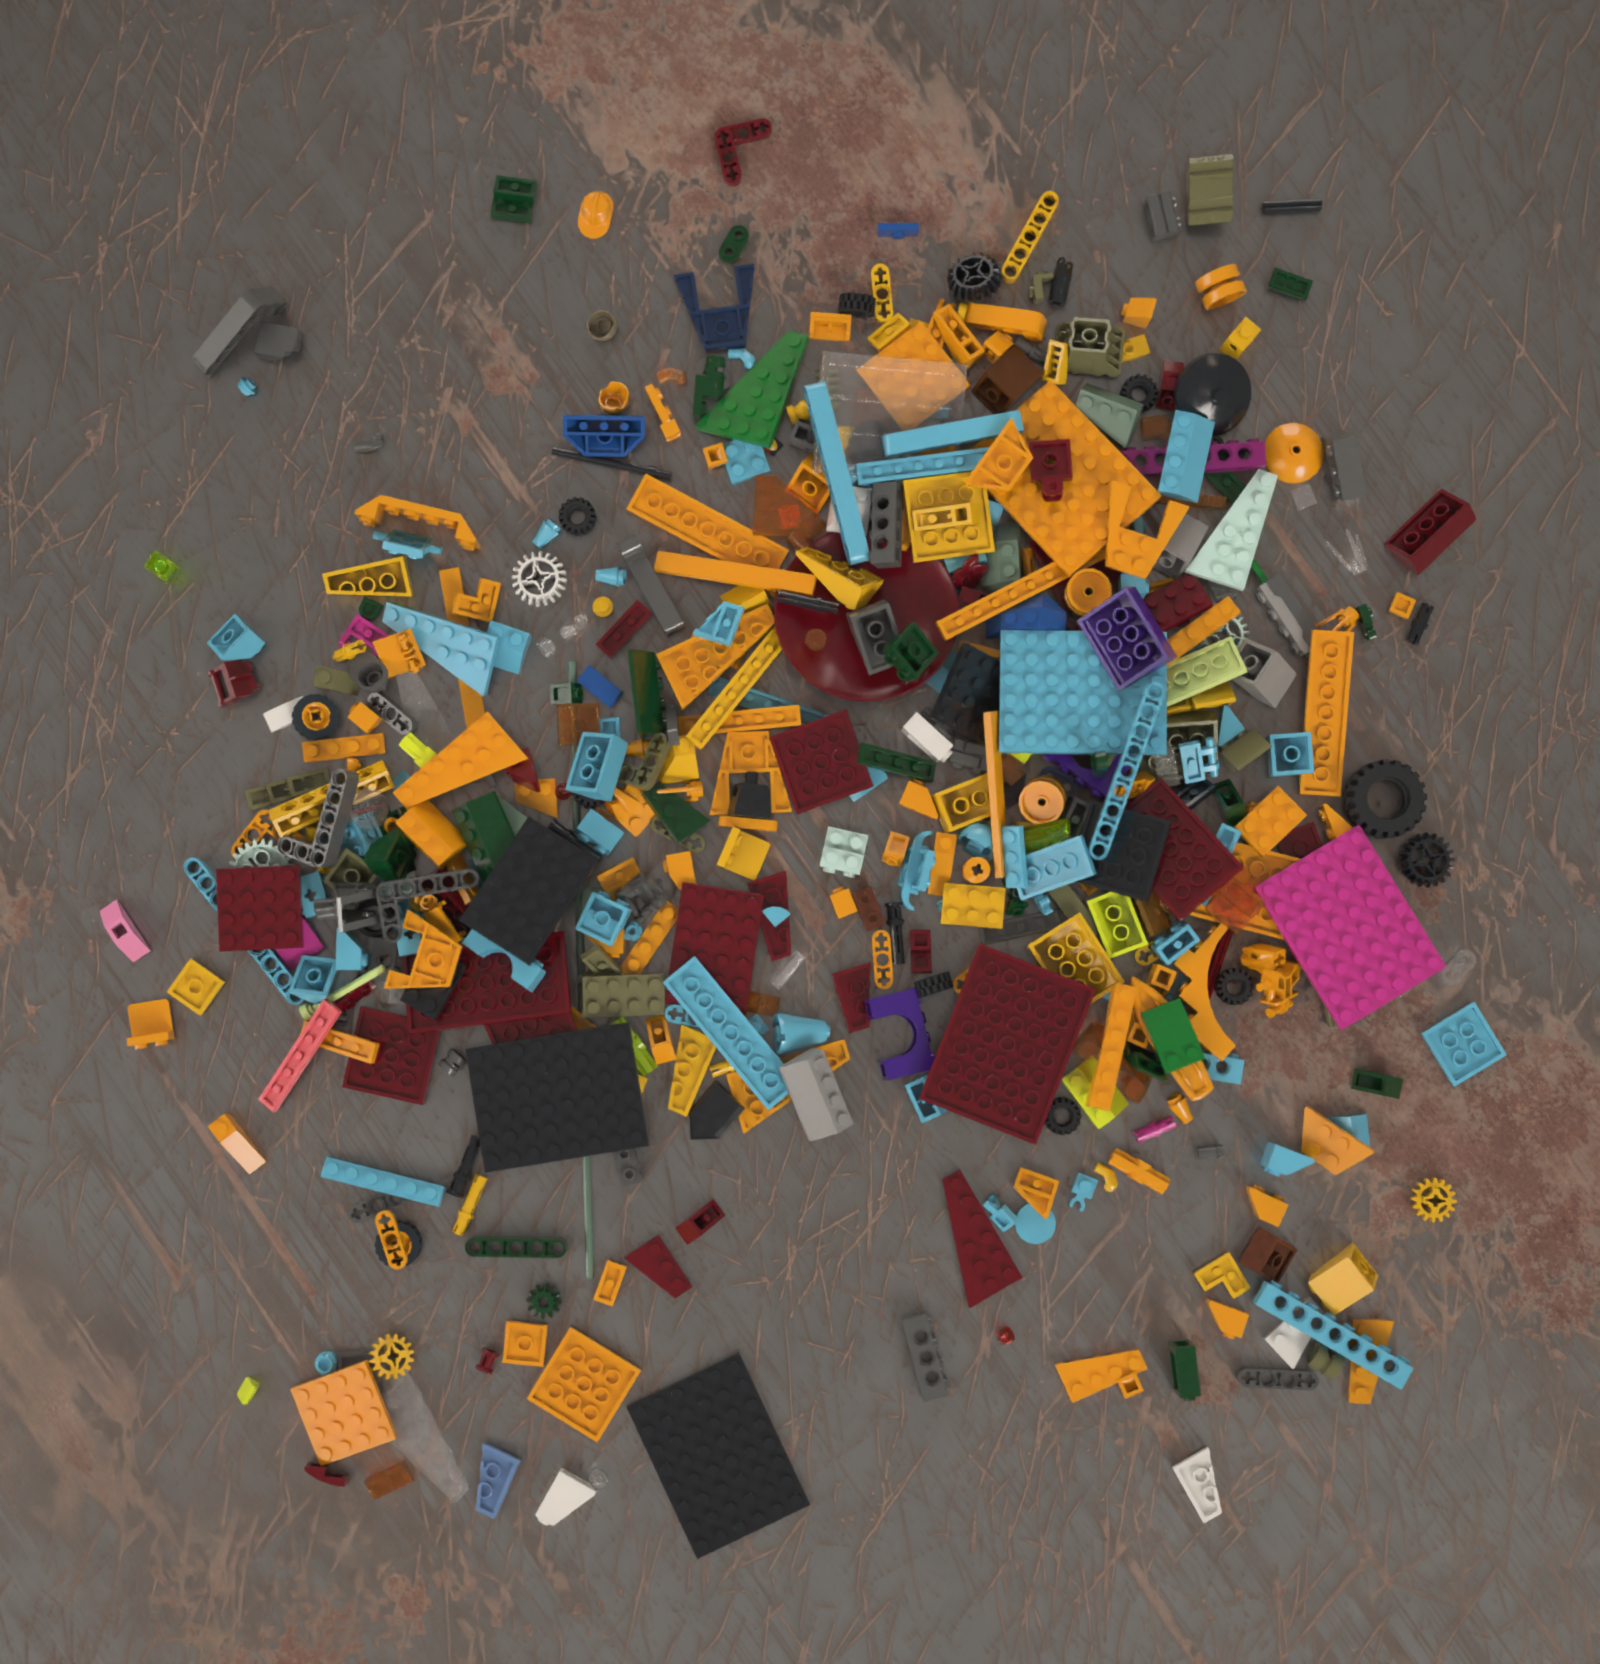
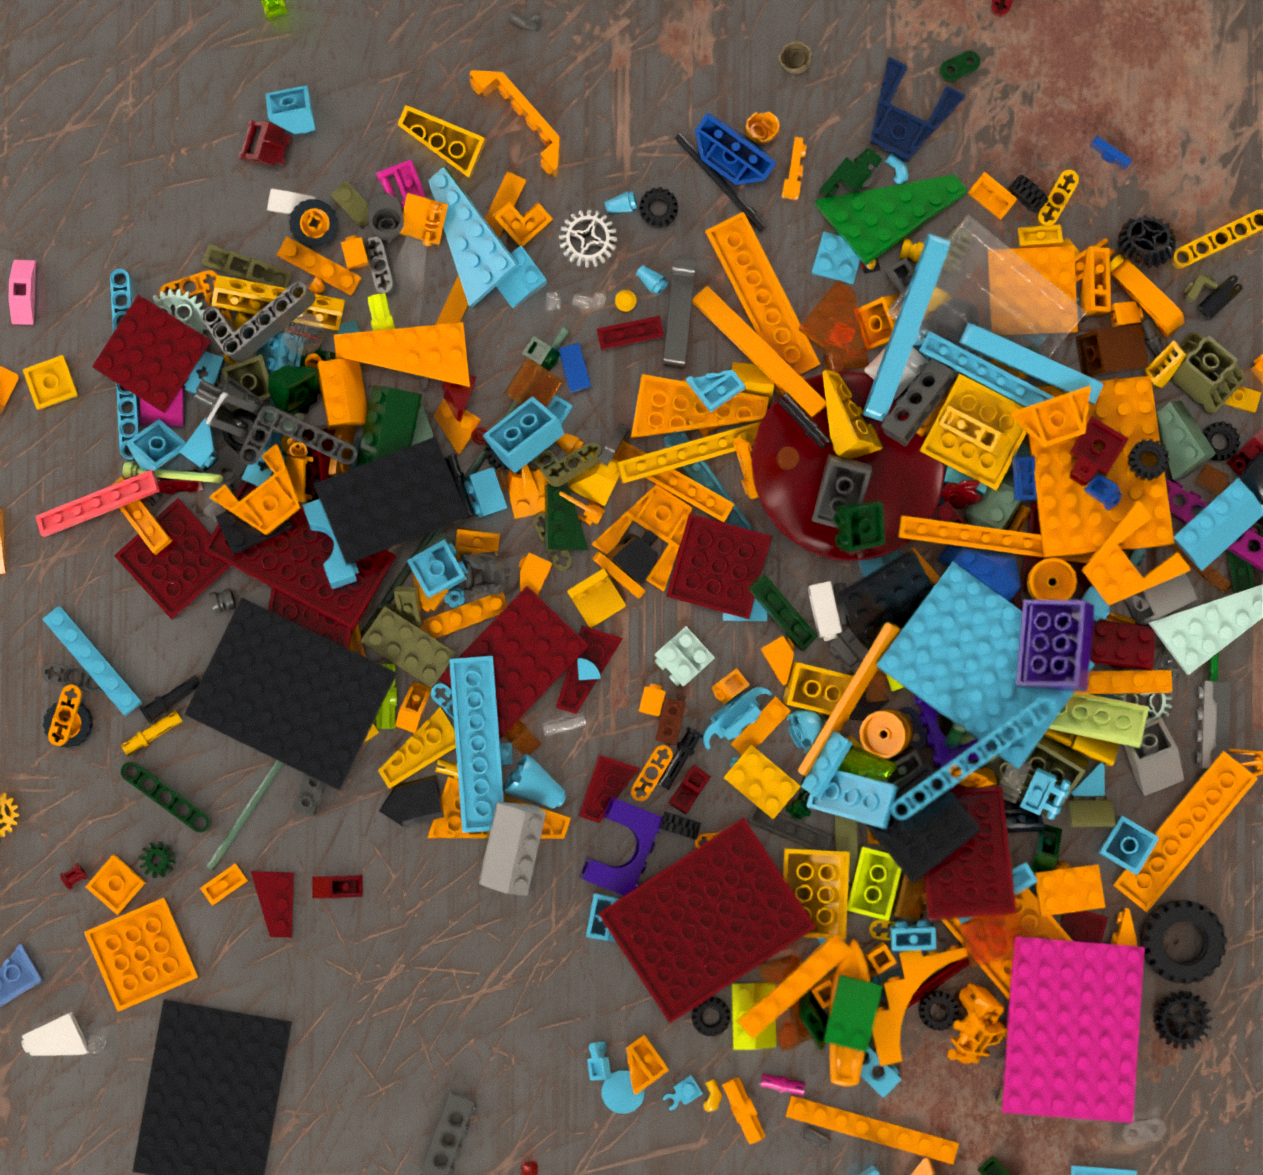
camera: 40 degrees right, 0 degrees up
(349, 651) = (381, 186): yellow axle -> none
(370, 609) = (425, 163): dark green tile -> none
(407, 543) = (496, 129): medium azure plate -> none
(646, 693) = (610, 402): dark green slope -> none
(673, 373) = (829, 142): clear orange arm -> none
(715, 455) = (814, 238): light orange slope -> none
(777, 658) = (743, 452): none -> light orange plate
(980, 1252) = (559, 1082): dark red wing -> none
(983, 867) = (783, 761): light orange piece -> none
(1009, 526) = (1024, 477): none -> blue plate
(1042, 902) = (824, 821): medium azure plate -> none
(1079, 492) = (1104, 491): none -> blue bracket
(1096, 432) = (1157, 450): none -> black tyre
(1180, 1107) = (818, 1079): light orange cone -> none
(1248, 1115) = (872, 1129): none -> light orange plate

